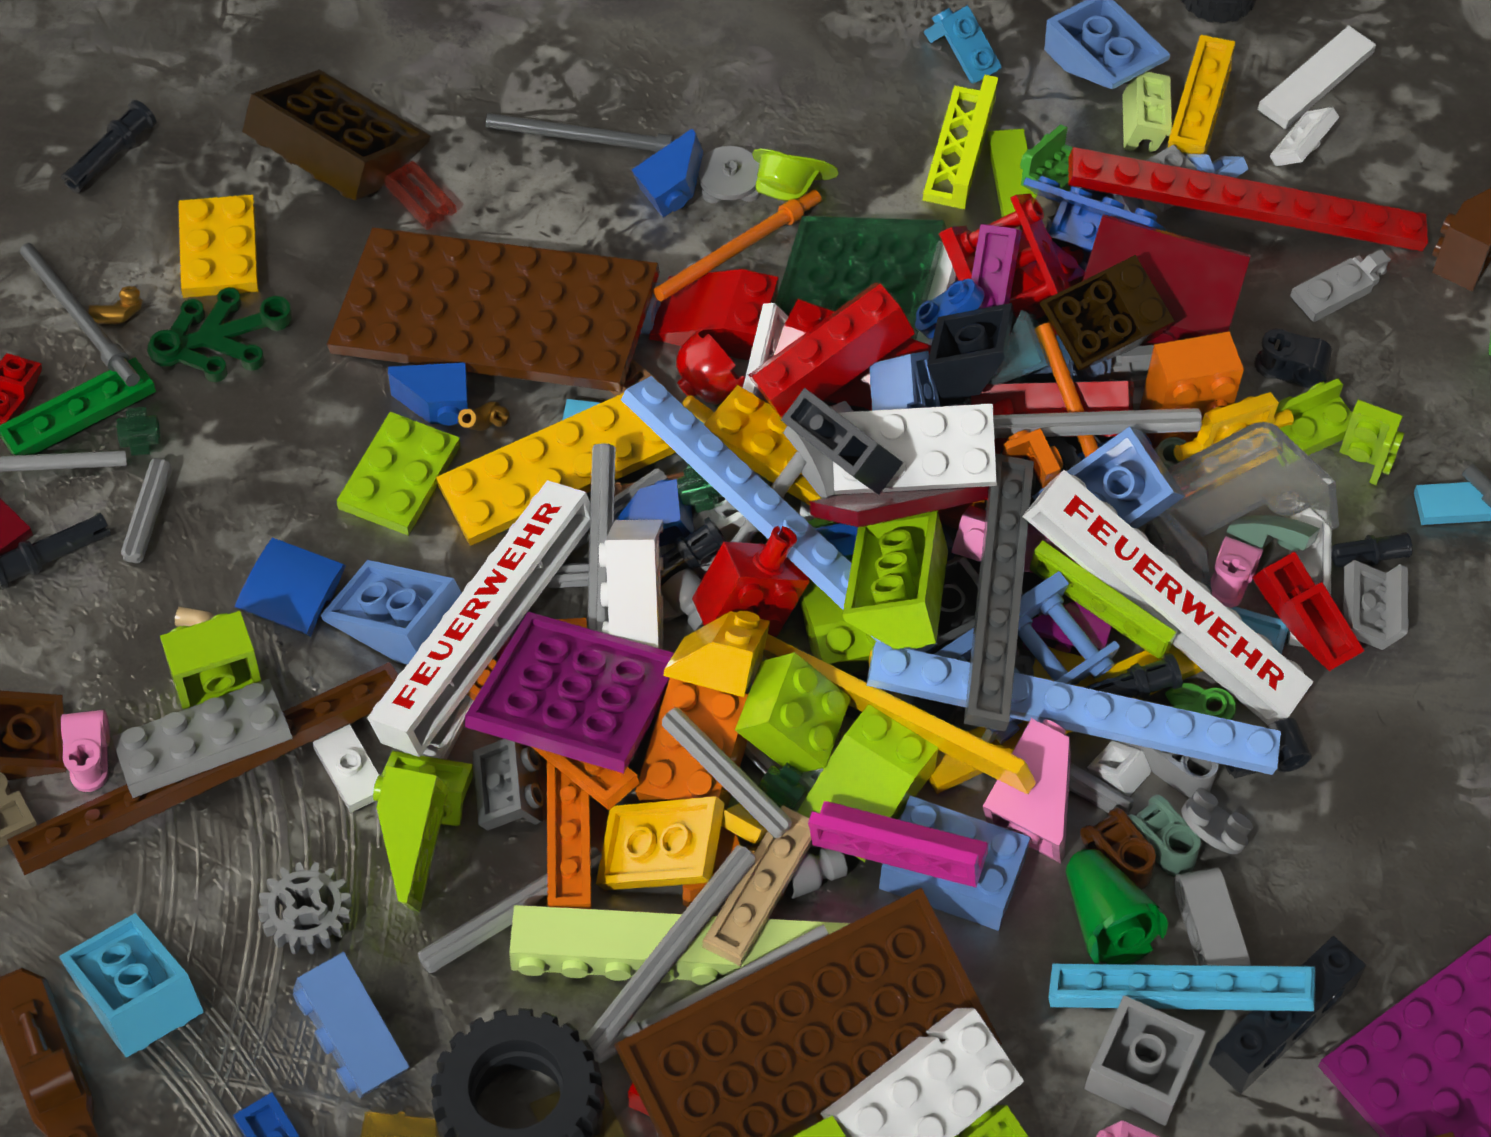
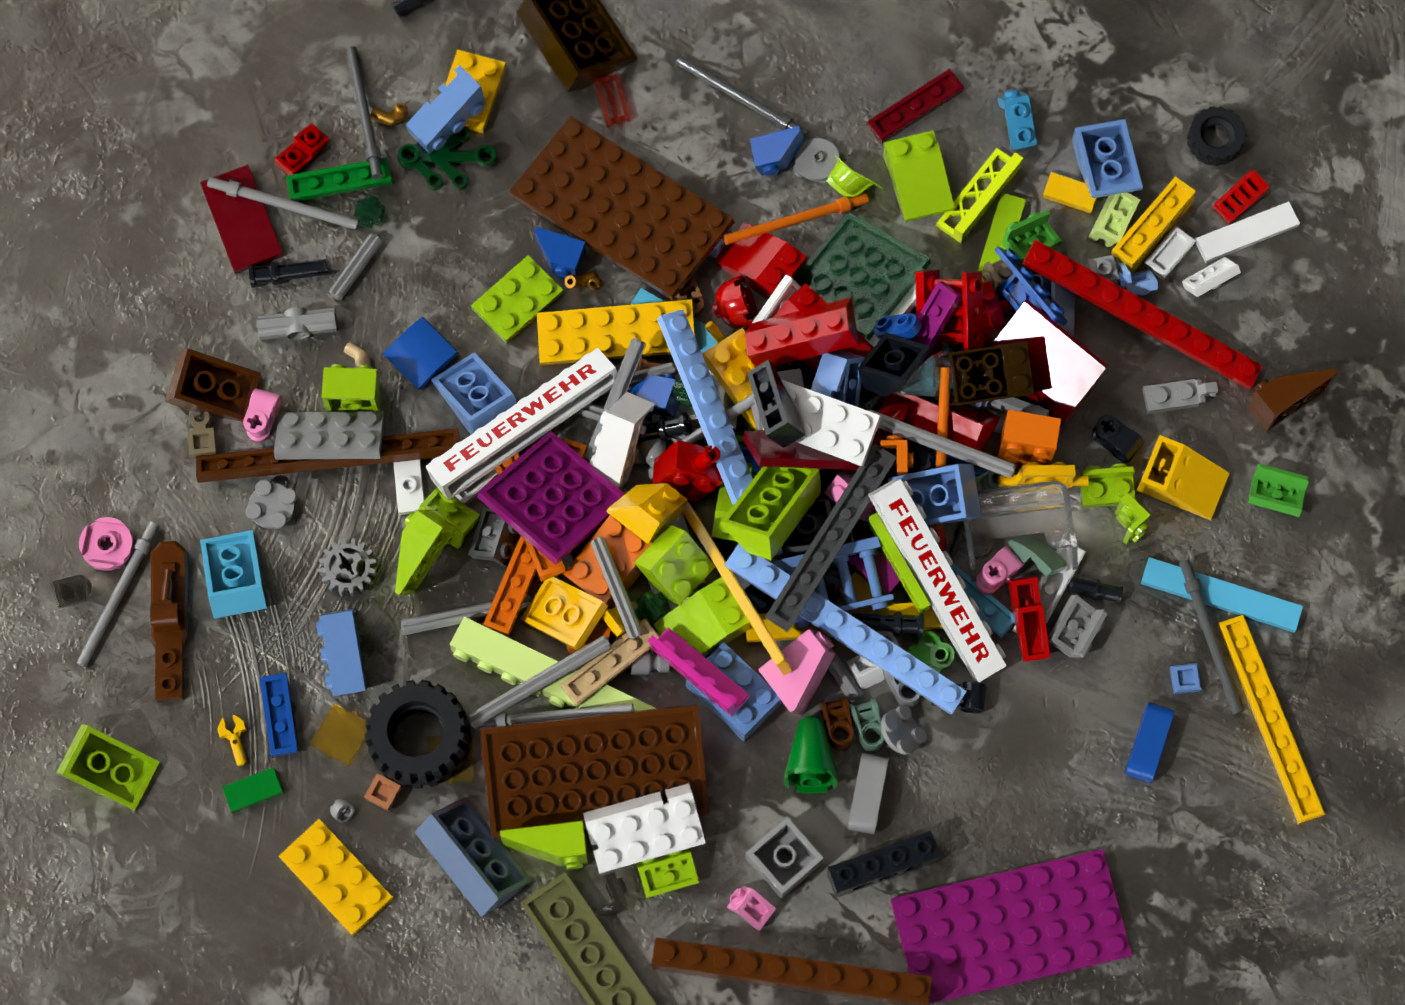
camera: 25 degrees right, 15 degrees up
(90, 610) = (297, 323): none -> light grey piece
(150, 866) = (271, 505): none -> light grey piece
(202, 265) = (447, 112): none -> medium blue wedge
(824, 75) = (915, 106): none -> dark red tile
(872, 143) = (918, 176): none -> lime slope
(1074, 105) = (1068, 192): none -> yellow tile
(1184, 986) = (827, 824): medium azure tile -> none
(1235, 128) = (1169, 253): none -> white tile
(1295, 20) = (1250, 183): none -> red slope
(1404, 372) = (1183, 478): none -> yellow slope

